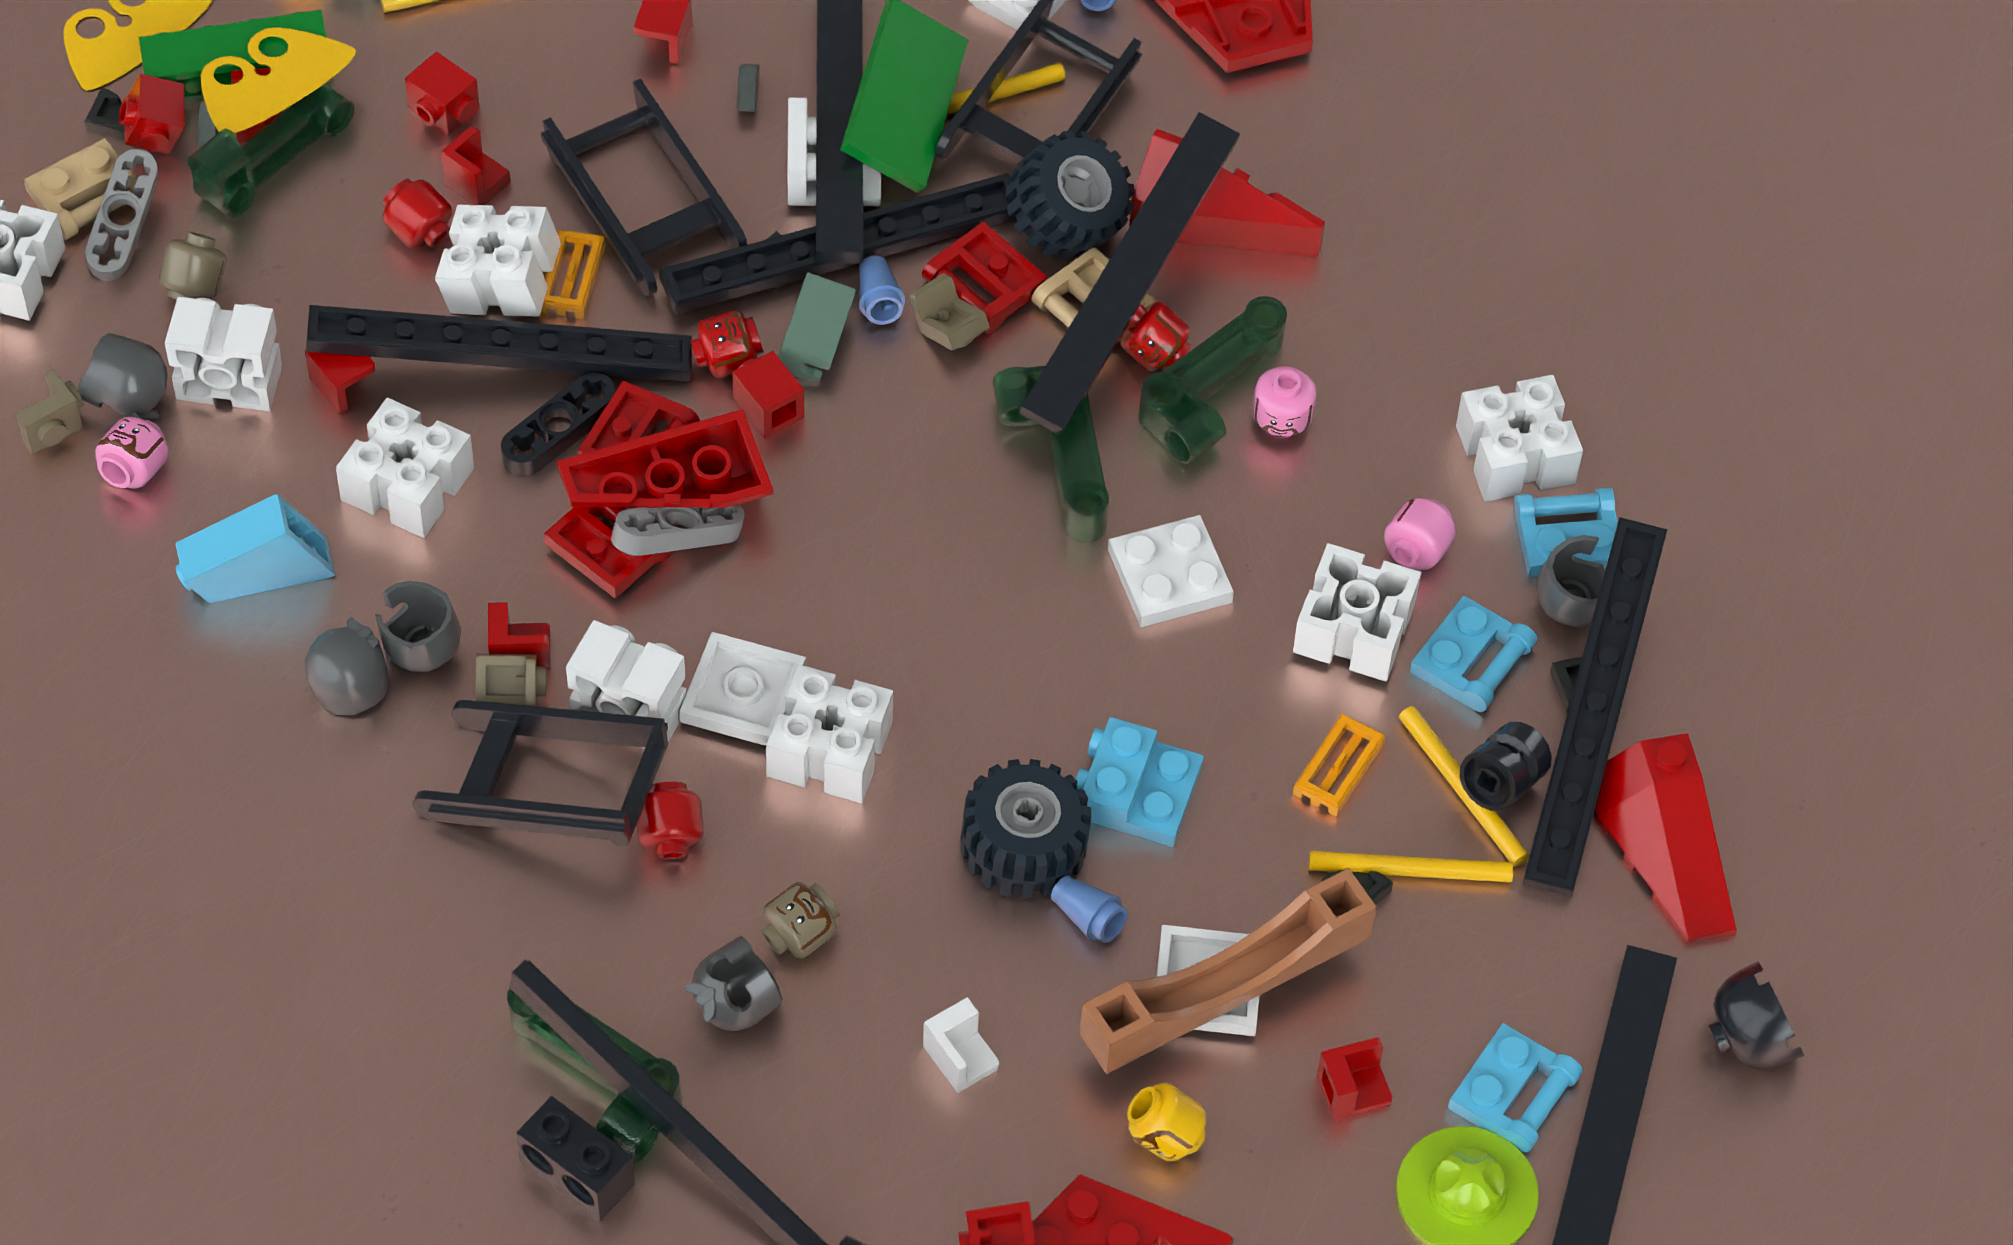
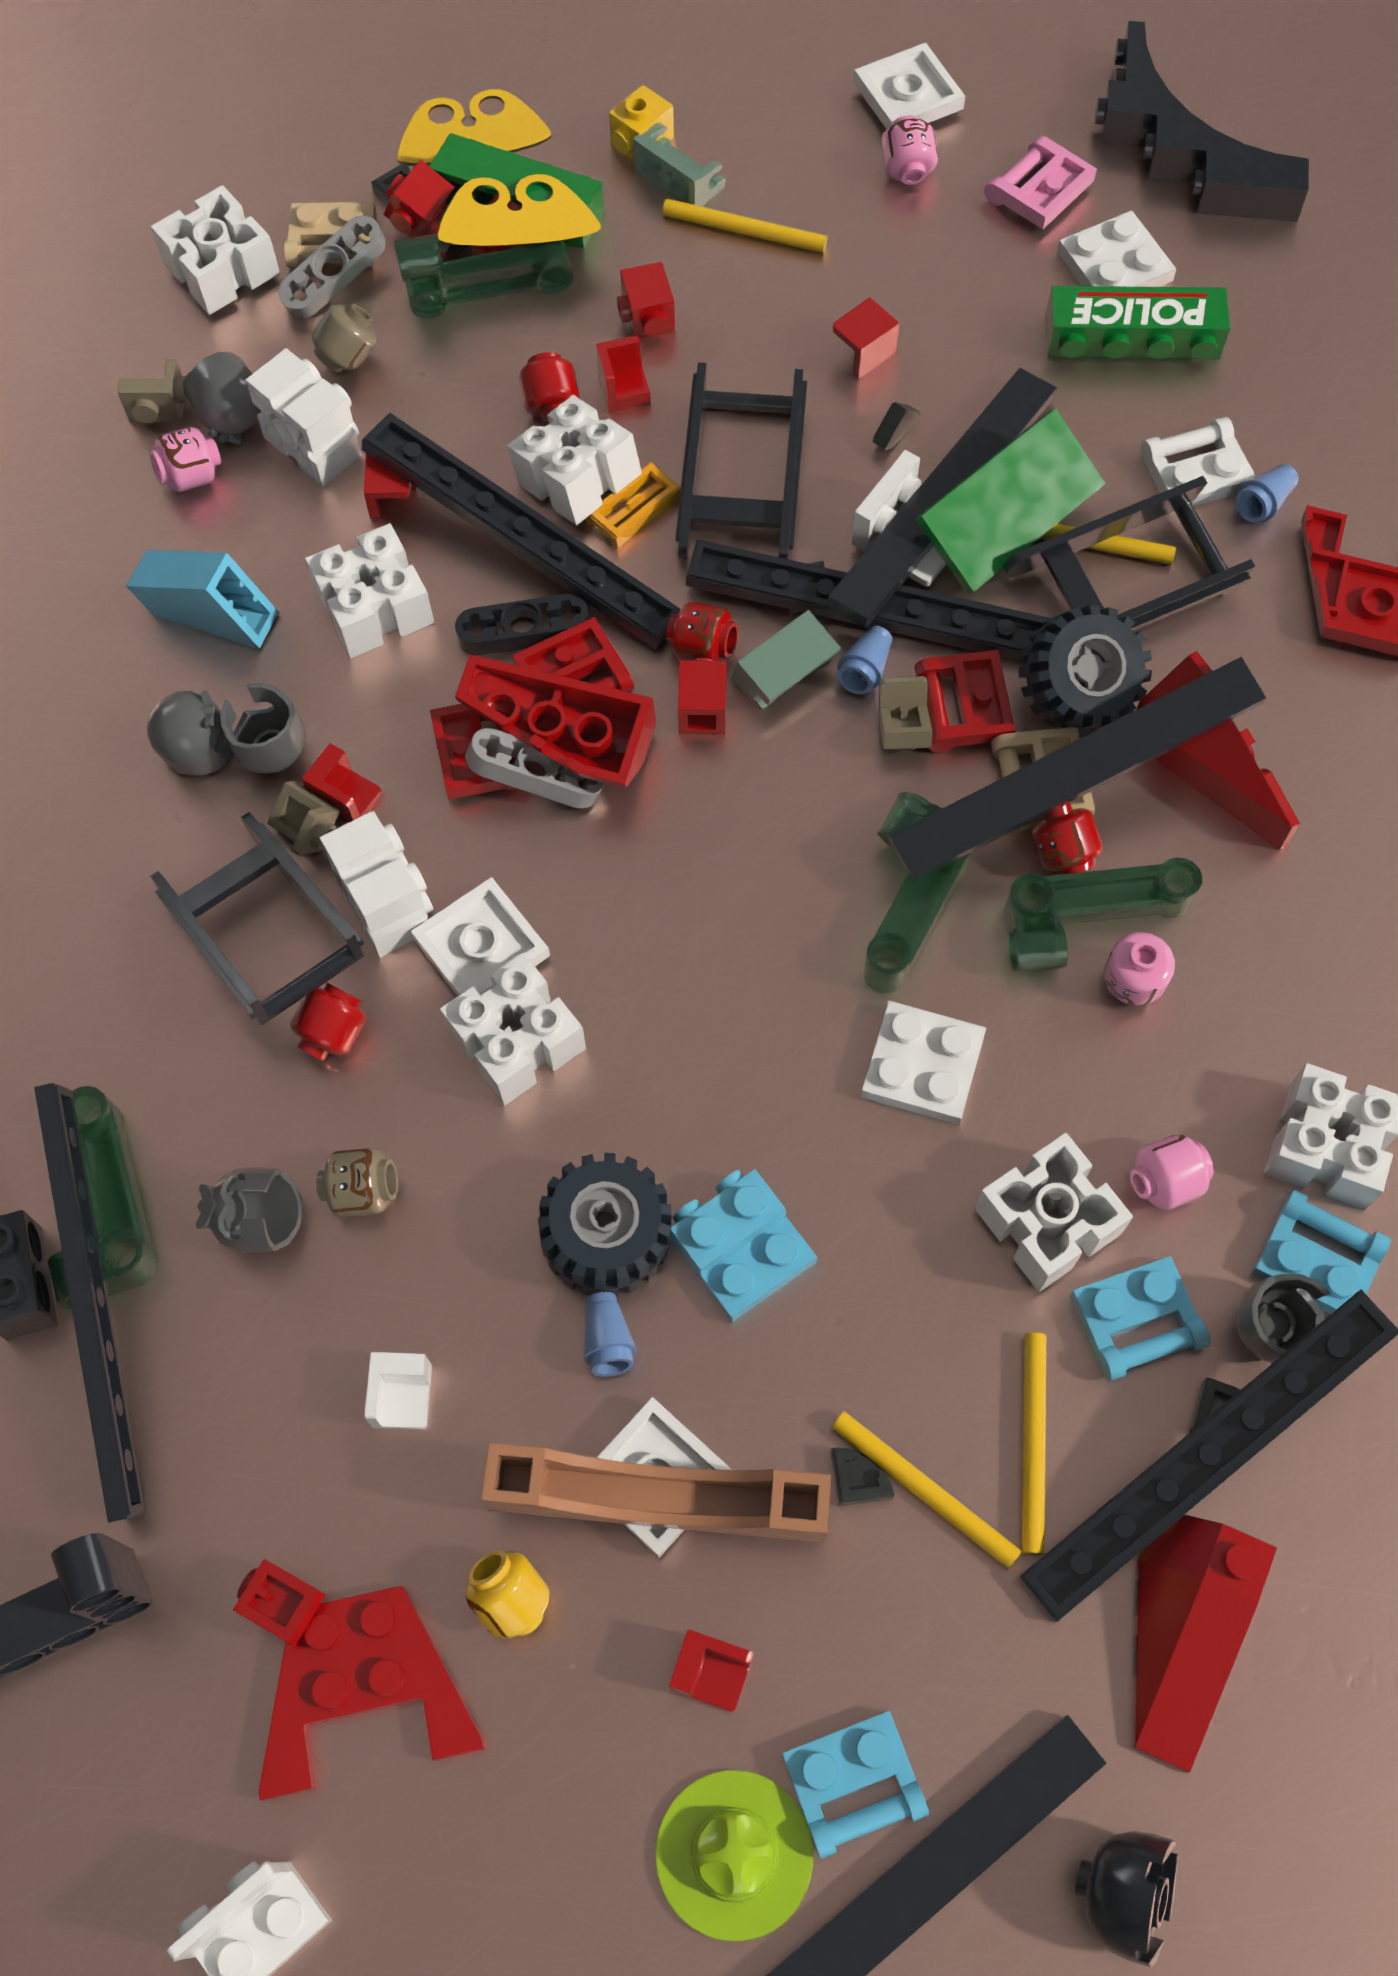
camera: 40 degrees right, 10 degrees up
(1321, 794) = (895, 1362): light orange tile -> none
(1505, 766) = (1078, 1457): black wheel -> none

